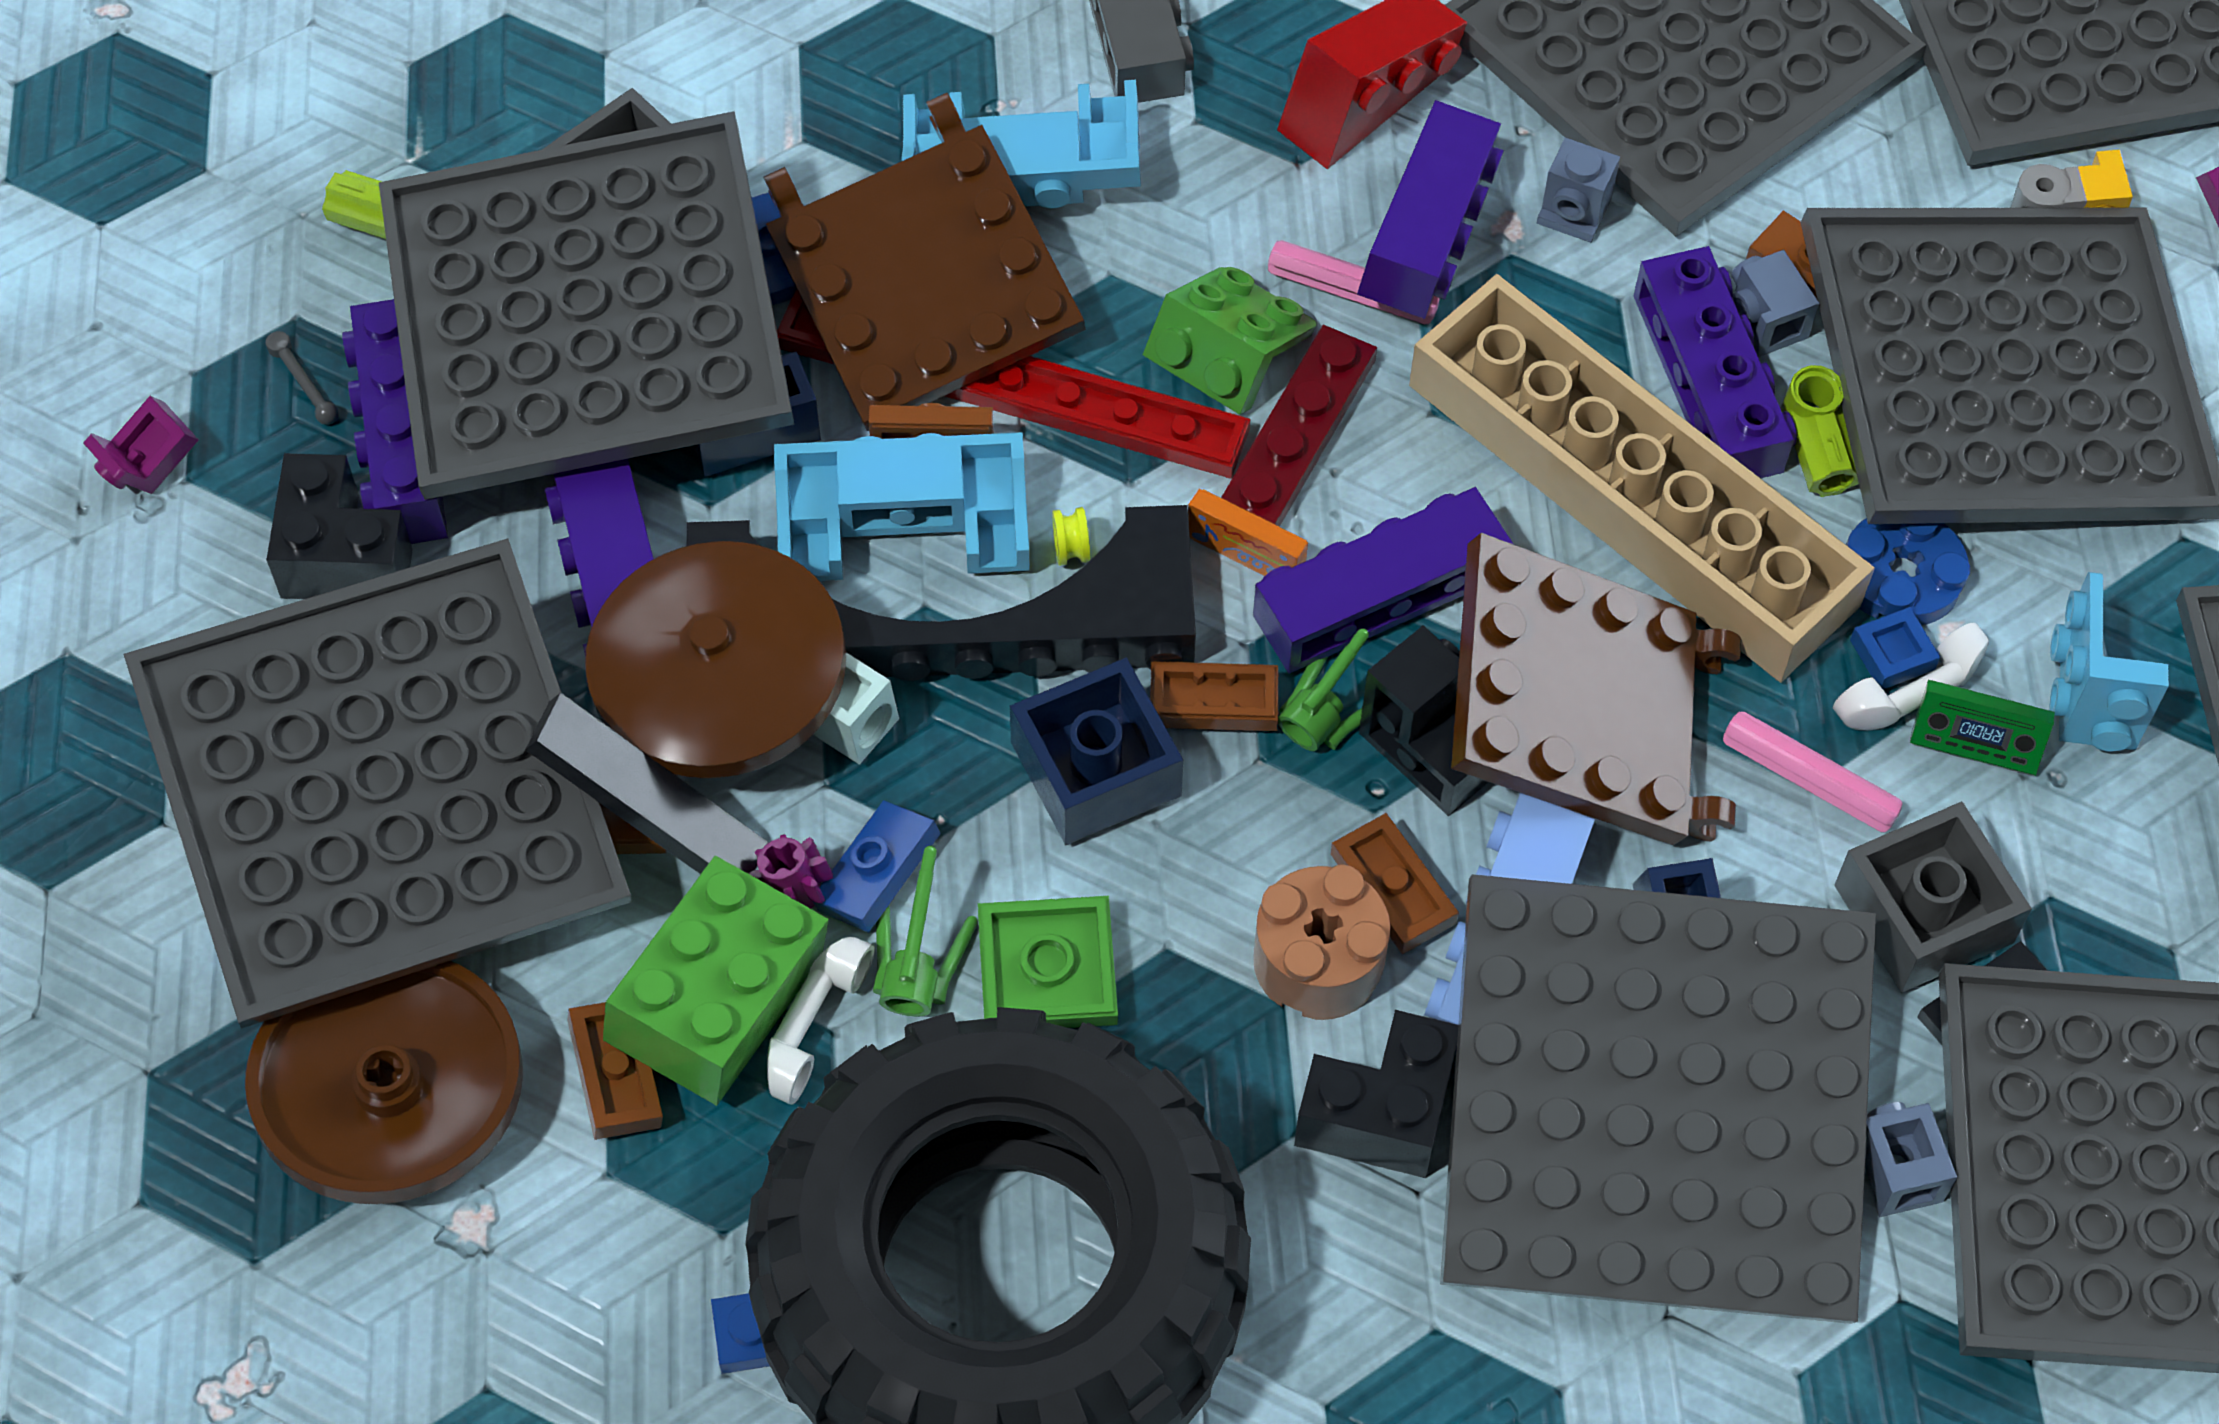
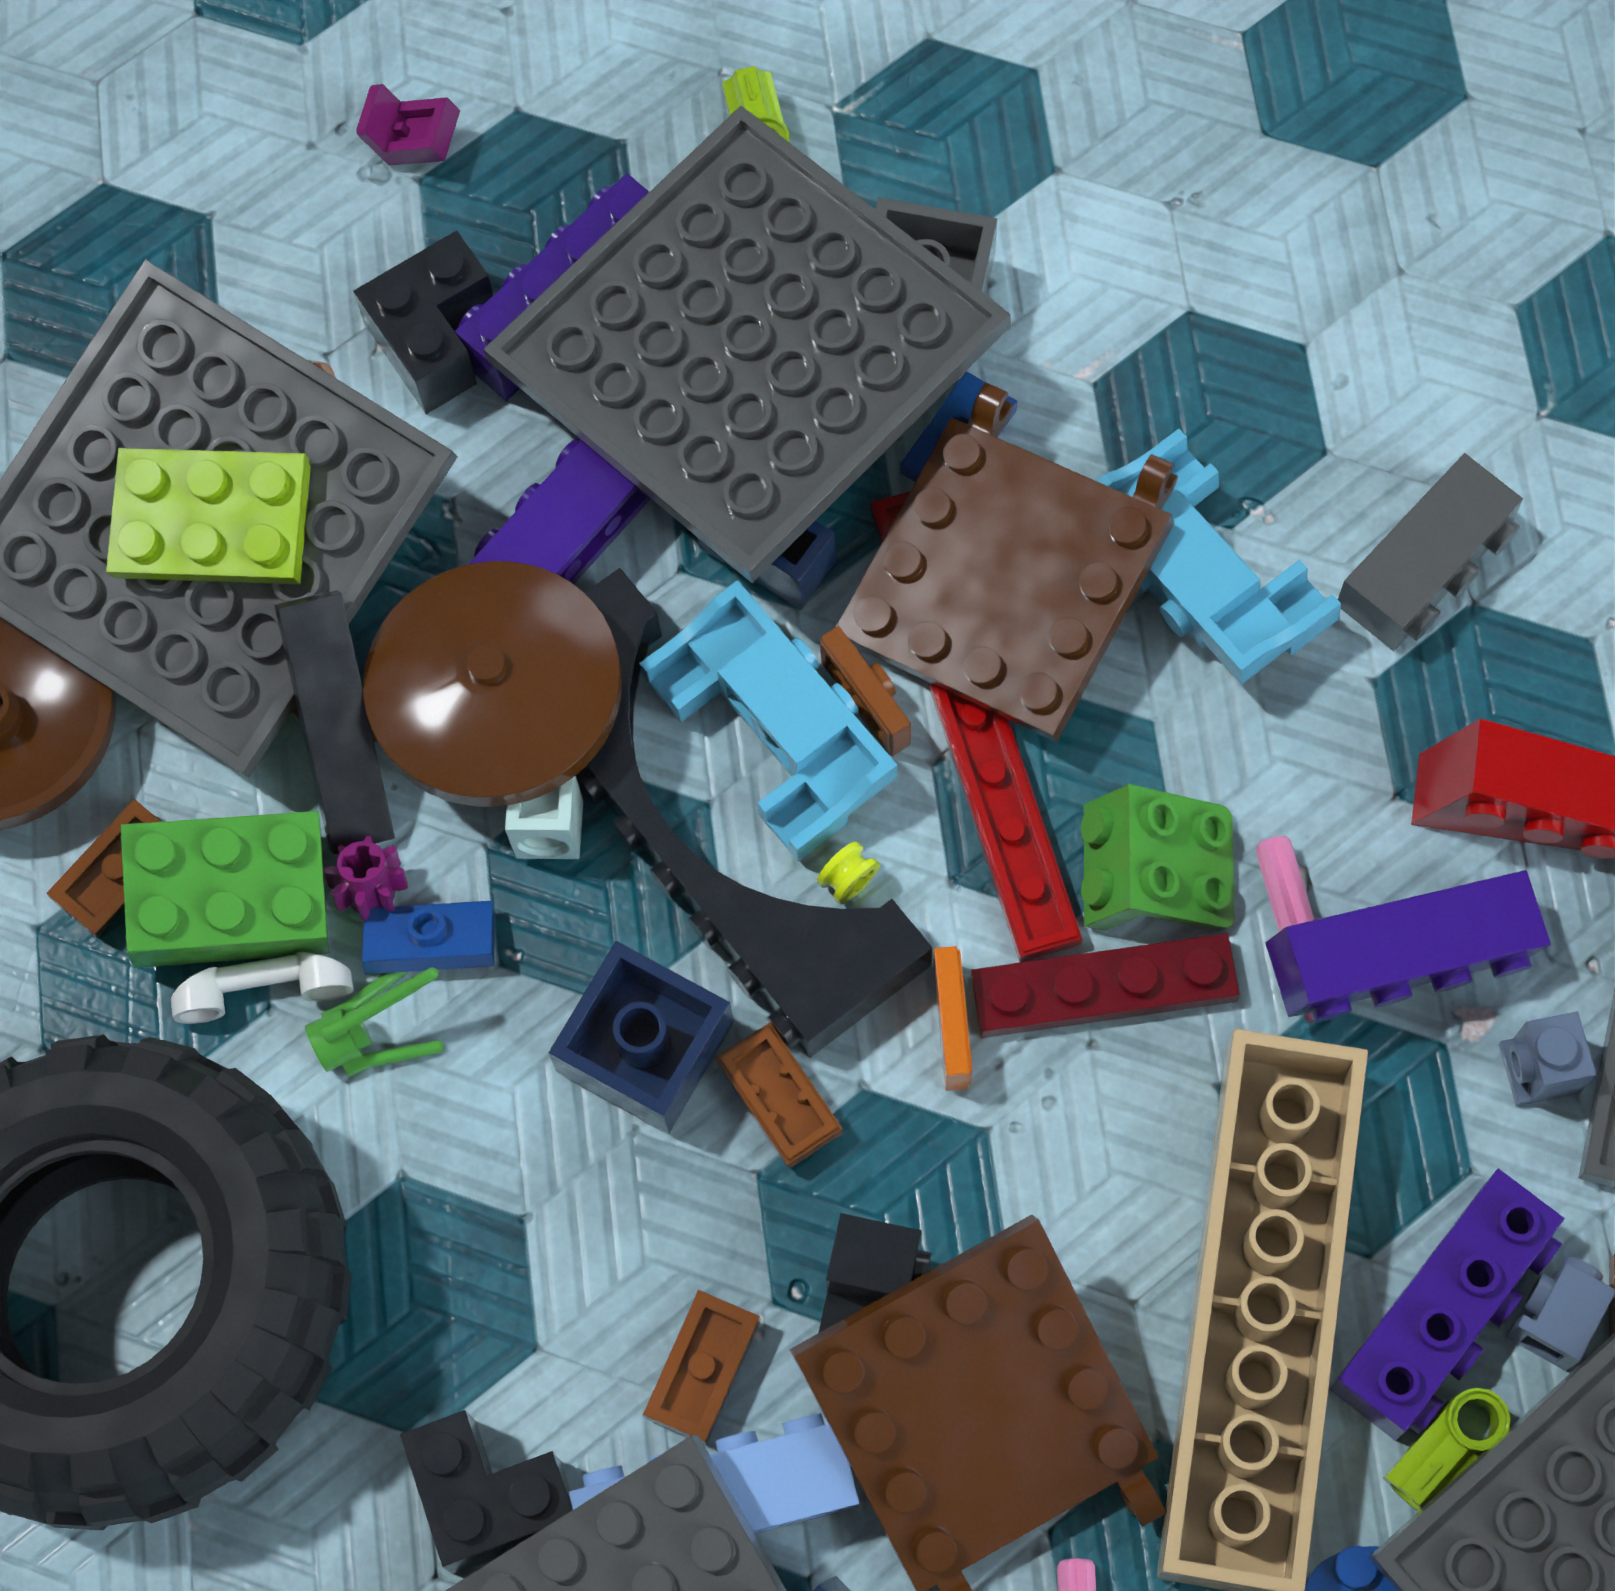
camera: 60 degrees right, 10 degrees up
(280, 347) = (586, 150): dark grey hinge -> none
(393, 759) = (209, 516): none -> lime plate
(1049, 959) = (431, 1133): bright green plate -> none
(1314, 710) = (823, 1185): bright green plant -> none
(1321, 941) = (588, 1304): nougat brick -> none
(1373, 580) = (988, 1157): dark purple brick -> none

